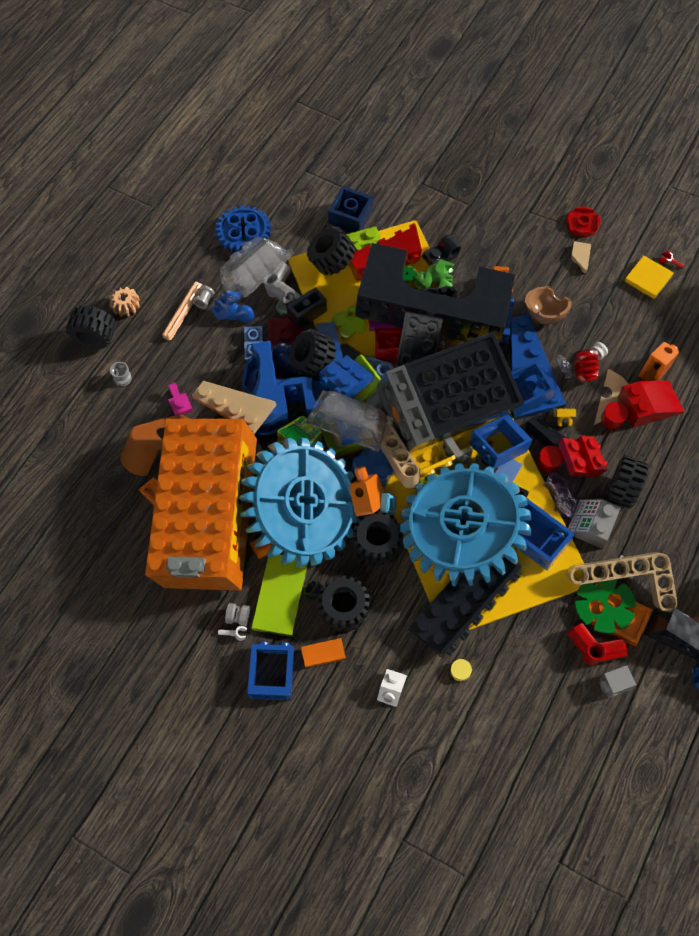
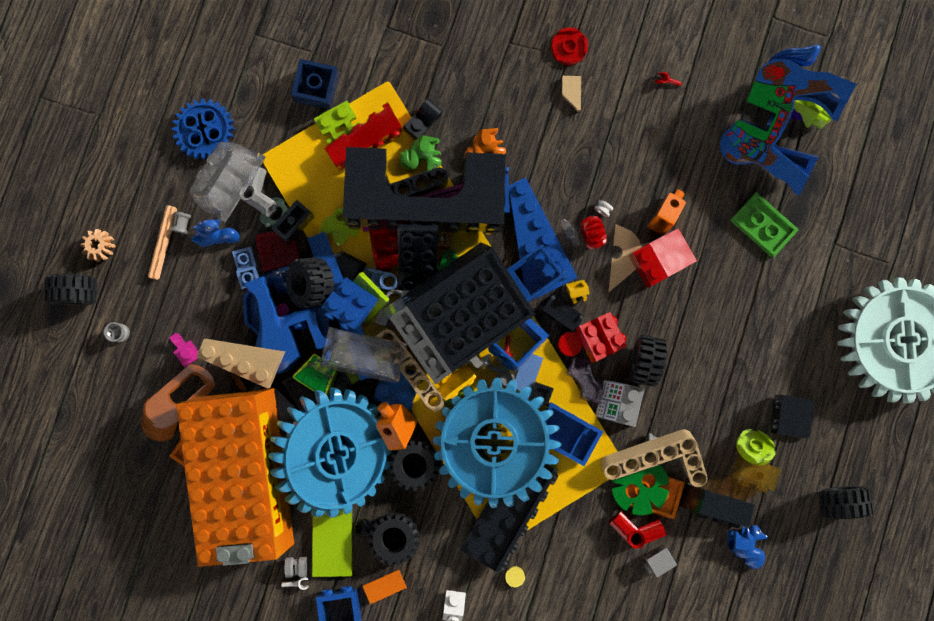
camera: 15 degrees left, 20 degrees up
(330, 250) = (304, 148): black tyre -> none
(388, 504) = (418, 428): medium azure tile -> none
(409, 273) = (392, 150): green plant -> none
(545, 306) = (543, 168): medium nougat cylinder -> none
(614, 415) = (627, 281): red piece -> none
(649, 277) = (646, 105): yellow tile -> none

